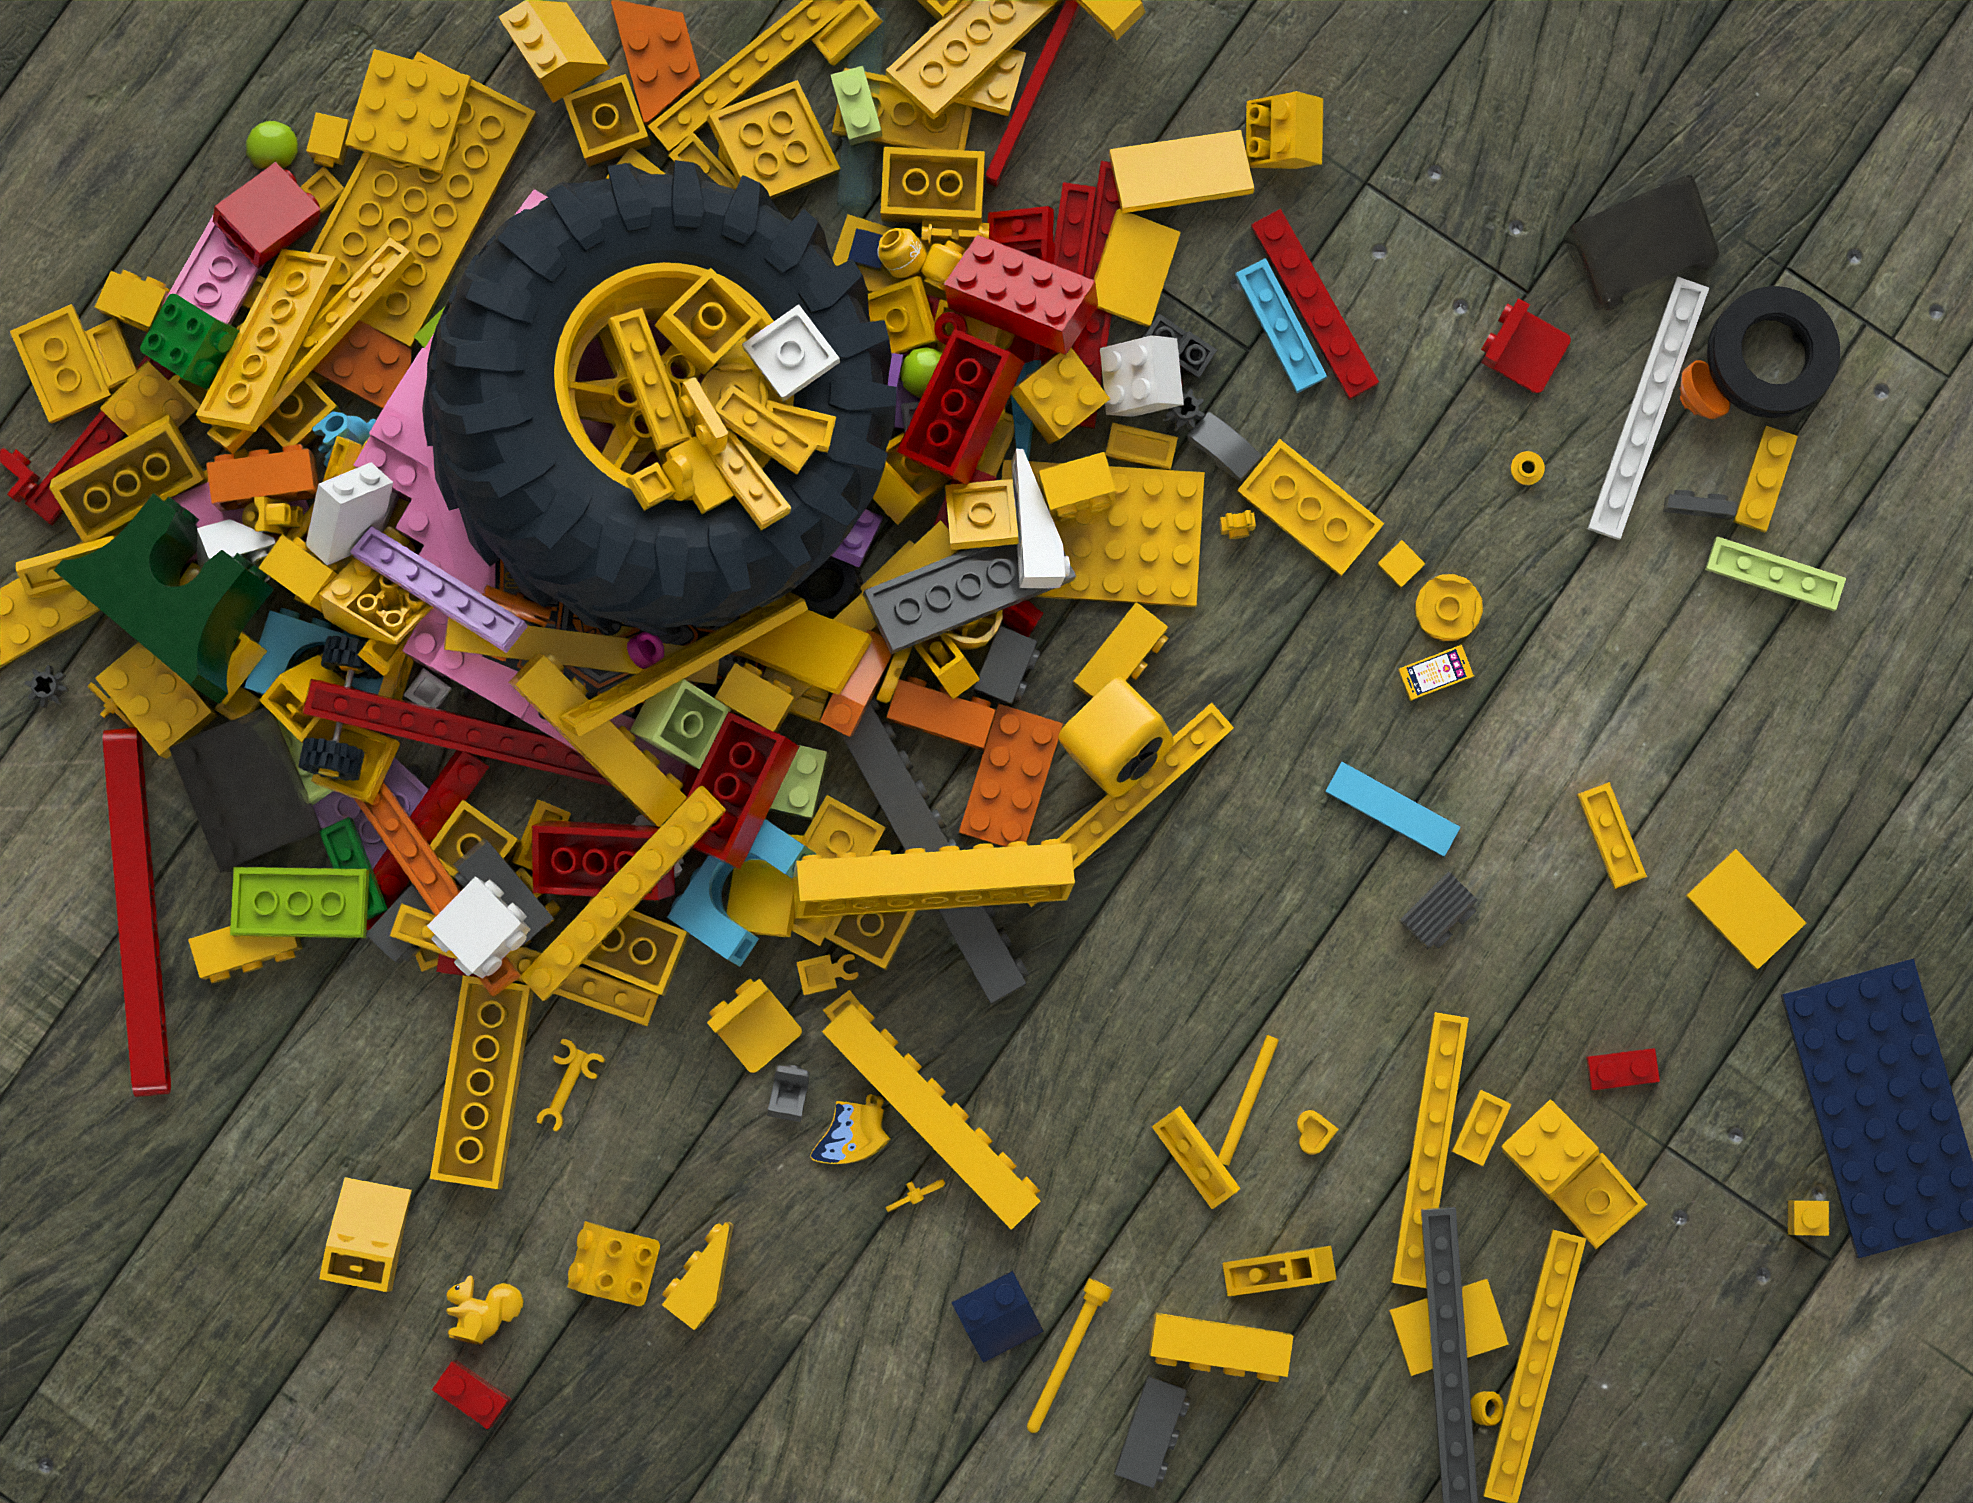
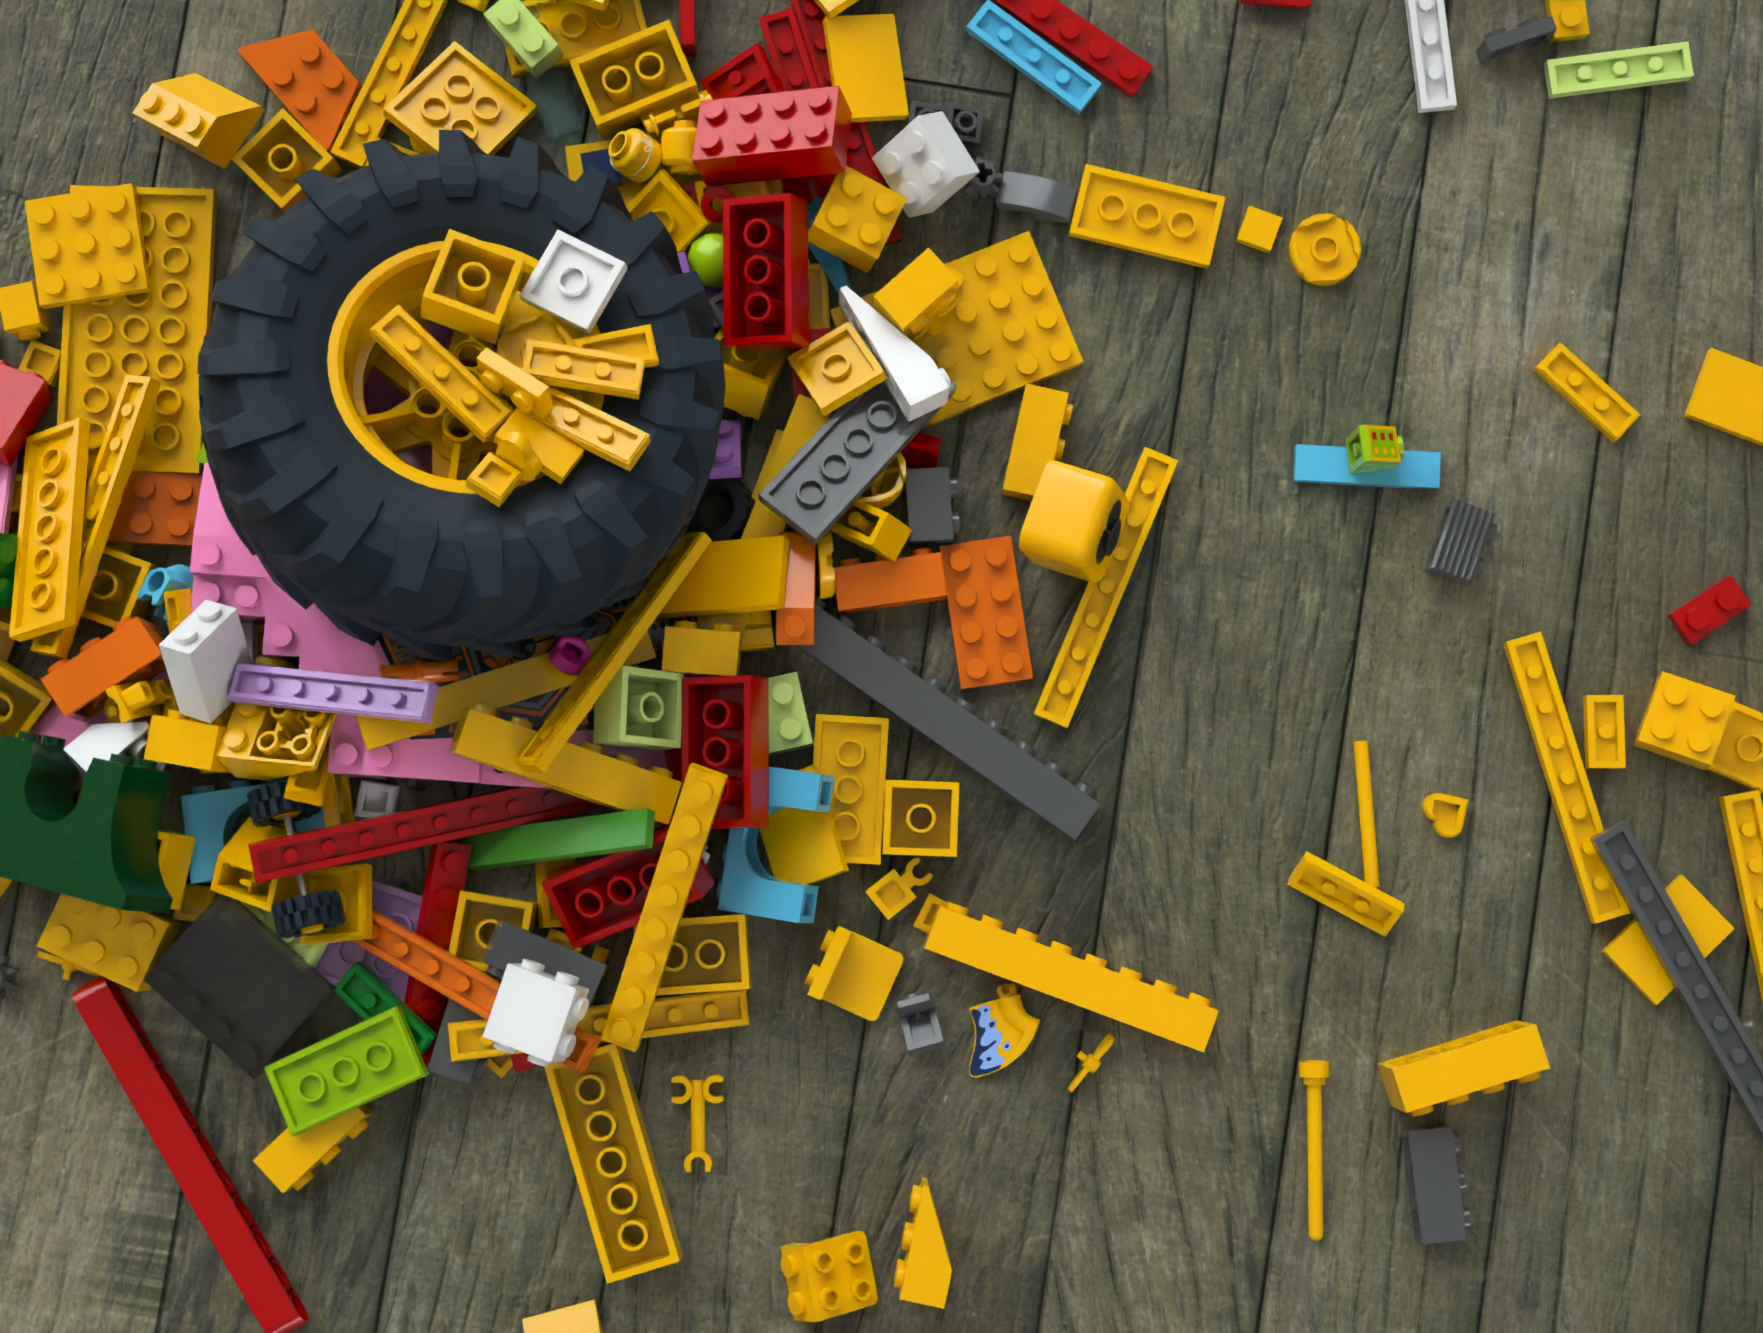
camera: 30 degrees left, 0 degrees up
(566, 797) = (562, 839): none -> bright green tile
(933, 879) = (963, 746): yellow brick -> none
(997, 1316) = (1228, 1142): dark blue slope -> none
(1141, 446) = (957, 234): yellow tile -> none
(1237, 524) = (1085, 264): yellow plate -> none
(1279, 1271) = (1481, 965): yellow slope -> none
(1402, 797) = (1374, 448): none -> lime slope
(1435, 672) = (1343, 317): tile -> none
(1478, 1405) = (1735, 996): yellow piece -> none
(1525, 478) = (1331, 91): yellow plate -> none

